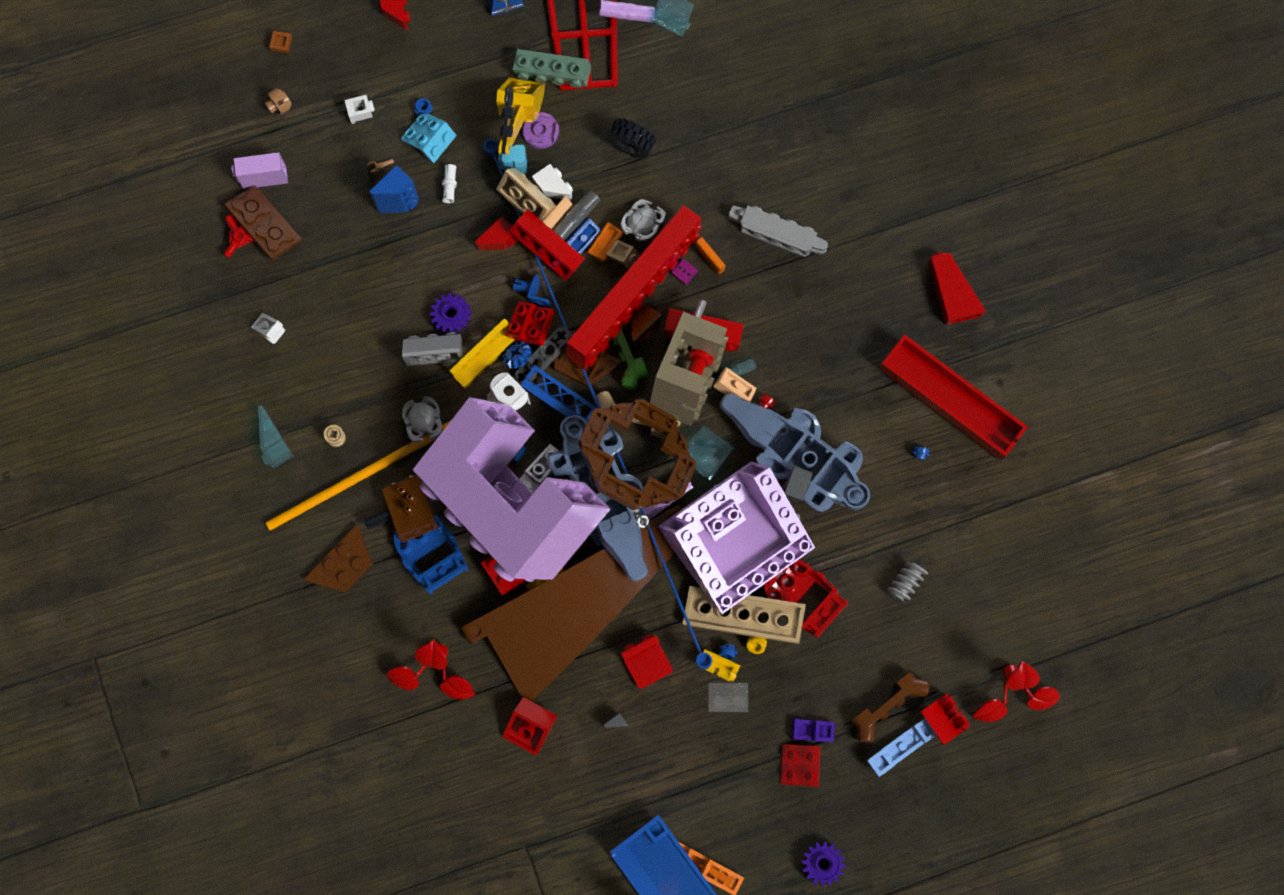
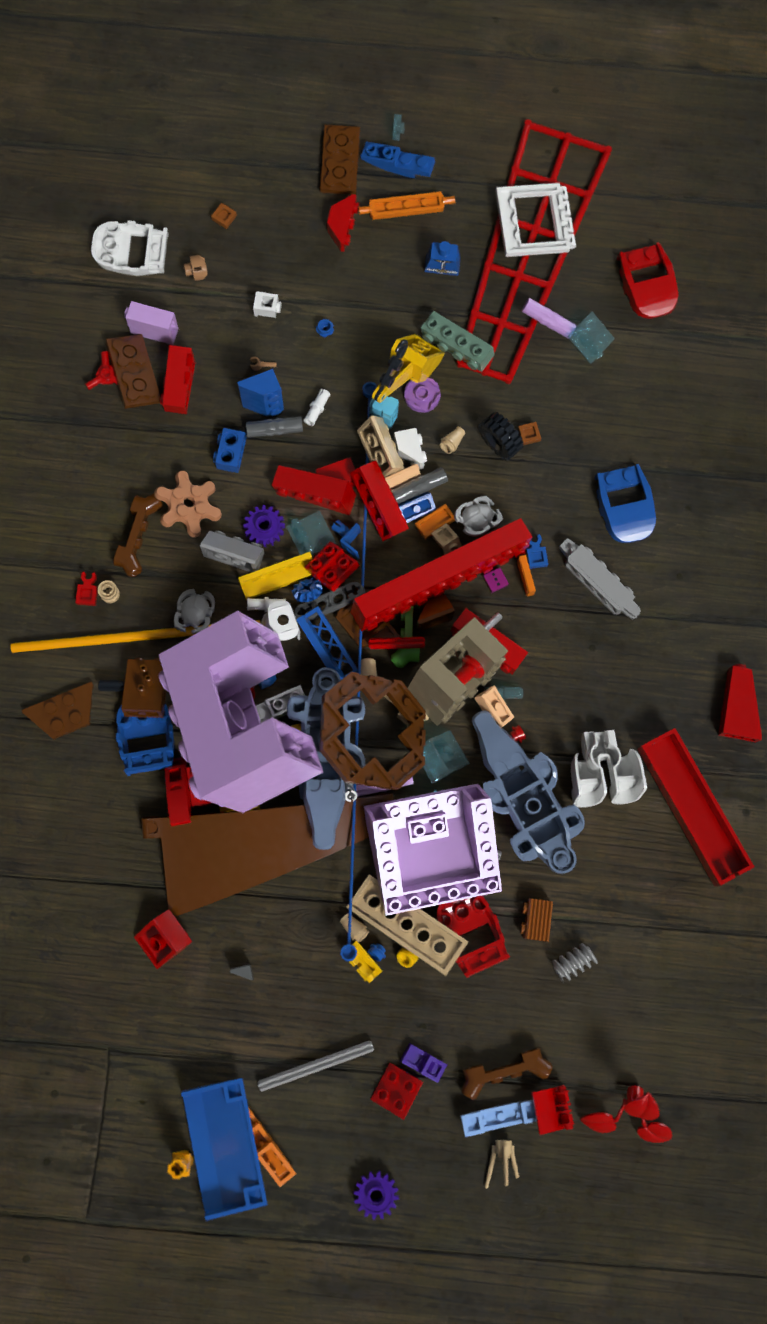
camera: 20 degrees right, 0 degrees up
(189, 115) = (112, 247): none -> white slope
(268, 328) = (95, 468): white slope -> none
(271, 442) = (49, 574): clear light blue slope -> none
(309, 213) = (178, 379): none -> red wedge
(314, 445) = (87, 592): none -> red plate
(329, 347) = (126, 556): none -> reddish brown plate
(371, 334) = (180, 512): none -> nougat plate
(390, 257) = (233, 450): none -> blue brick
(418, 218) = (274, 427): none -> dark grey axle
(429, 136) = (318, 356): medium azure bracket -> none
(434, 656) = (101, 837): red plant -> none
(480, 386) = (261, 604): none -> white pin
(482, 260) = (314, 489): none -> red wedge
(484, 587) = (178, 793): none -> red slope
(496, 302) = (310, 533): none -> clear light blue hinge
(588, 160) = (452, 440): none -> tan cone
(621, 367) = (396, 643): none -> red axle
(646, 661) = (297, 927): red bracket -> none
(655, 124) = (529, 433): none -> dark orange plate
(703, 639) = (358, 930): none -> tan cone
(711, 233) = (537, 555): none -> blue plate
(718, 776) = (315, 1066): none -> light grey axle
(728, 697) = (358, 995): clear plate -> none
(782, 165) = (627, 521): none -> blue slope
(797, 484) = (510, 824): dark grey slope -> none
(846, 411) = (587, 775): none -> white piece
(857, 559) = (537, 919): none -> dark orange brick
(920, 452) = (641, 845): blue plate -> none
(920, 773) = (504, 1150): none -> tan plant

